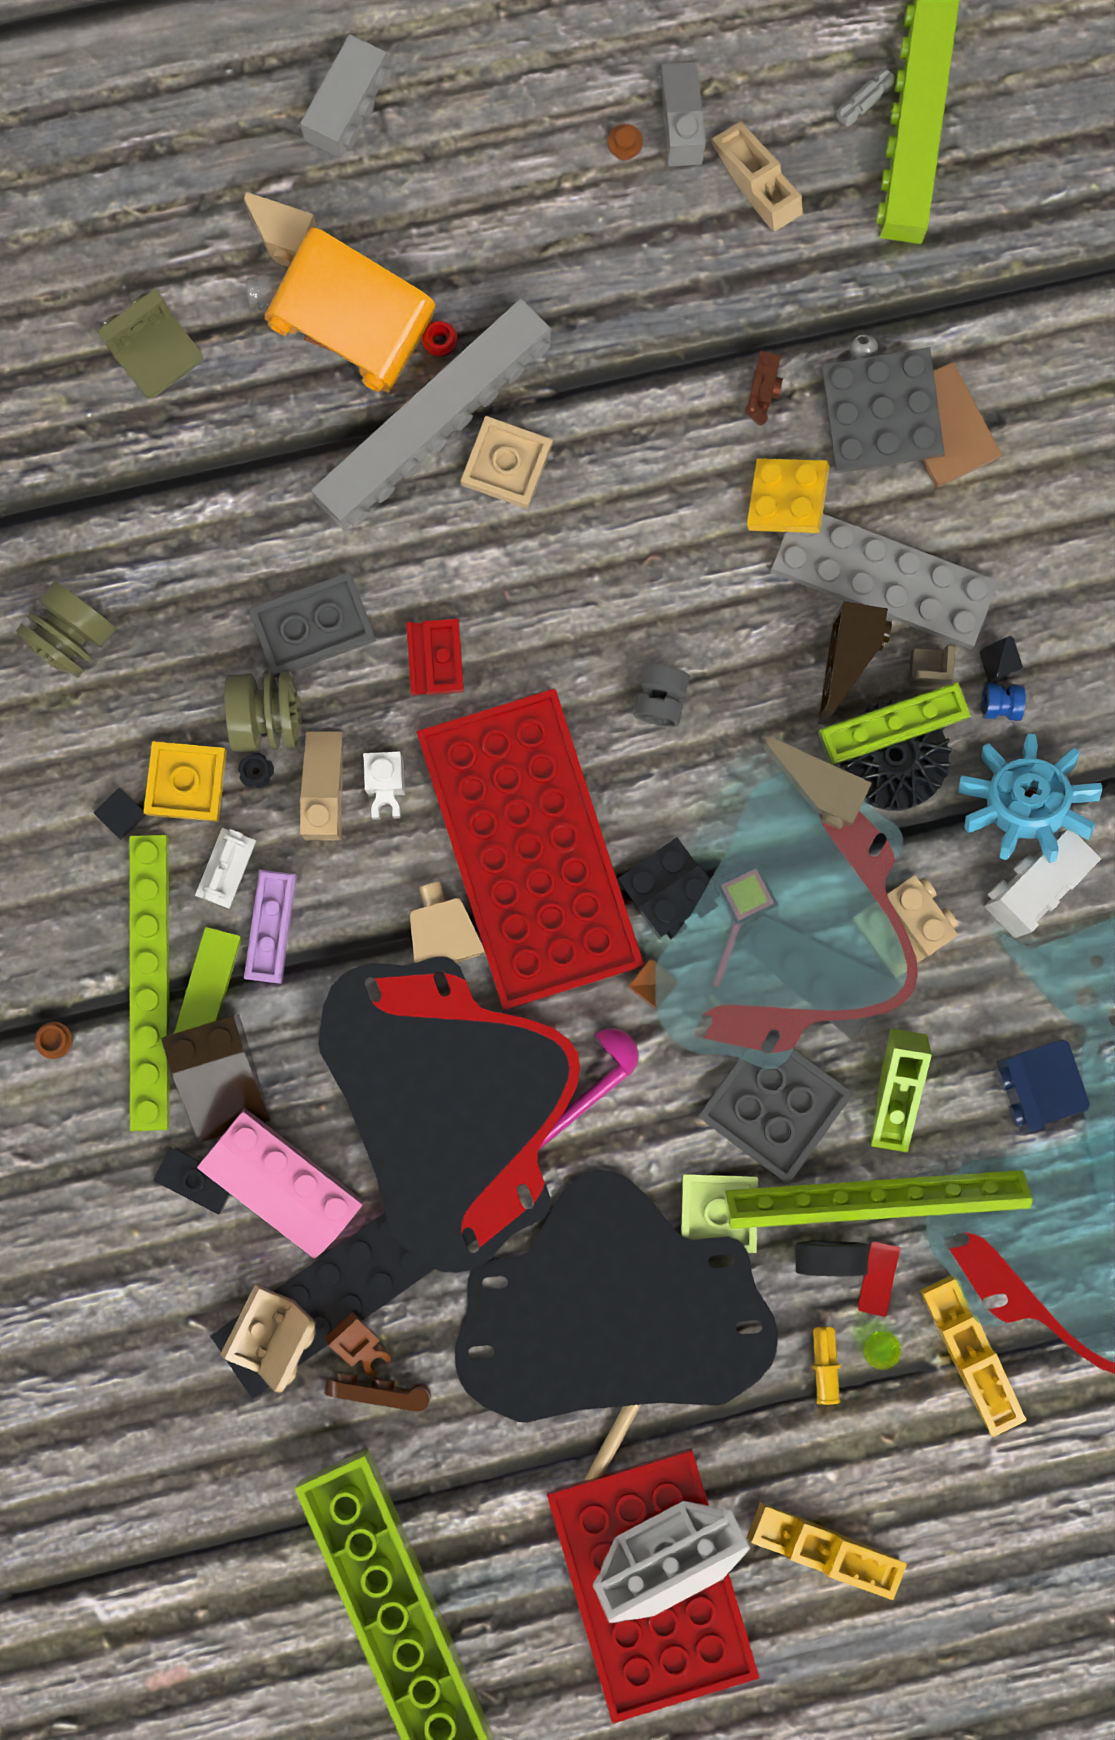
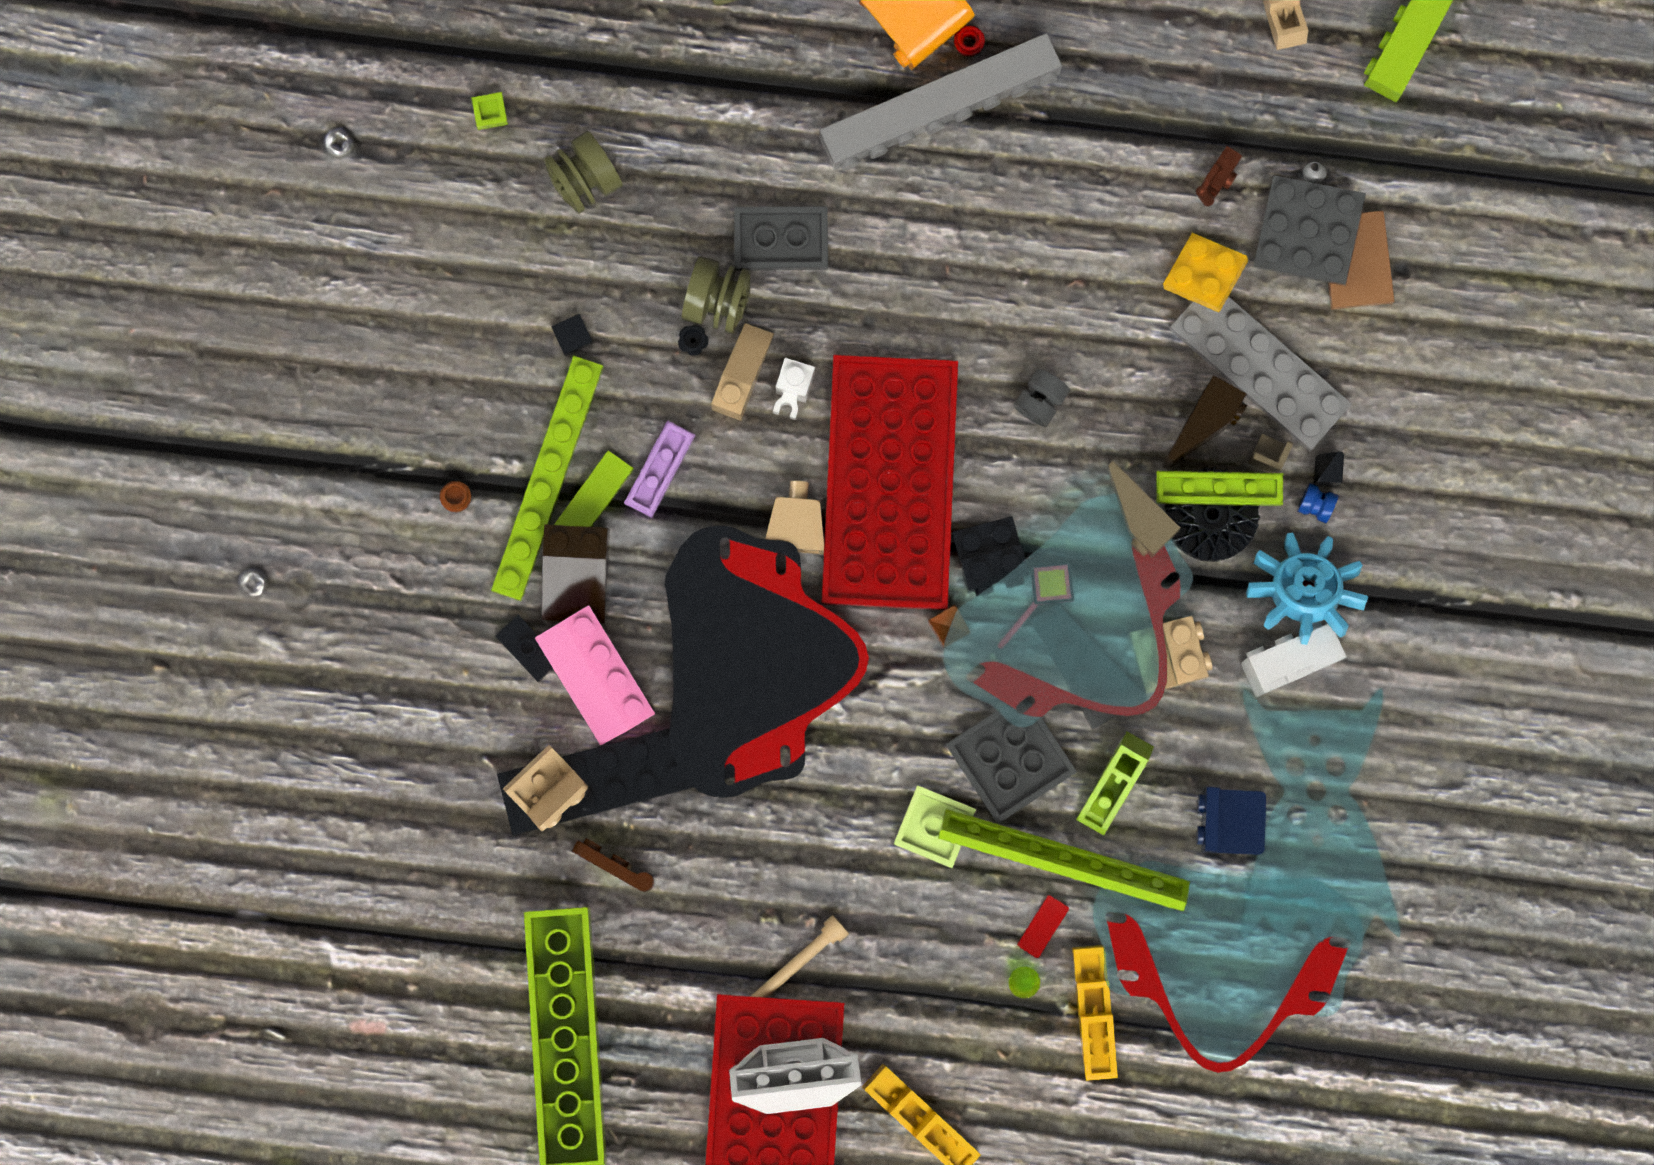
camera: 20 degrees right, 0 degrees up
(185, 781) = (633, 328): yellow plate -> none
(225, 867) = (641, 409): white hinge -> none
(357, 1342) = (611, 821): dark orange plate -> none
(435, 657) = (870, 300): red plate -> none
(506, 462) = (986, 162): tan plate -> none
(612, 1313) = (820, 872): black piece -> none
(625, 1053) = (906, 672): dark pink piece -> none
(826, 1365) = (975, 977): yellow axle -> none
(831, 1258) = (1010, 892): black tyre -> none

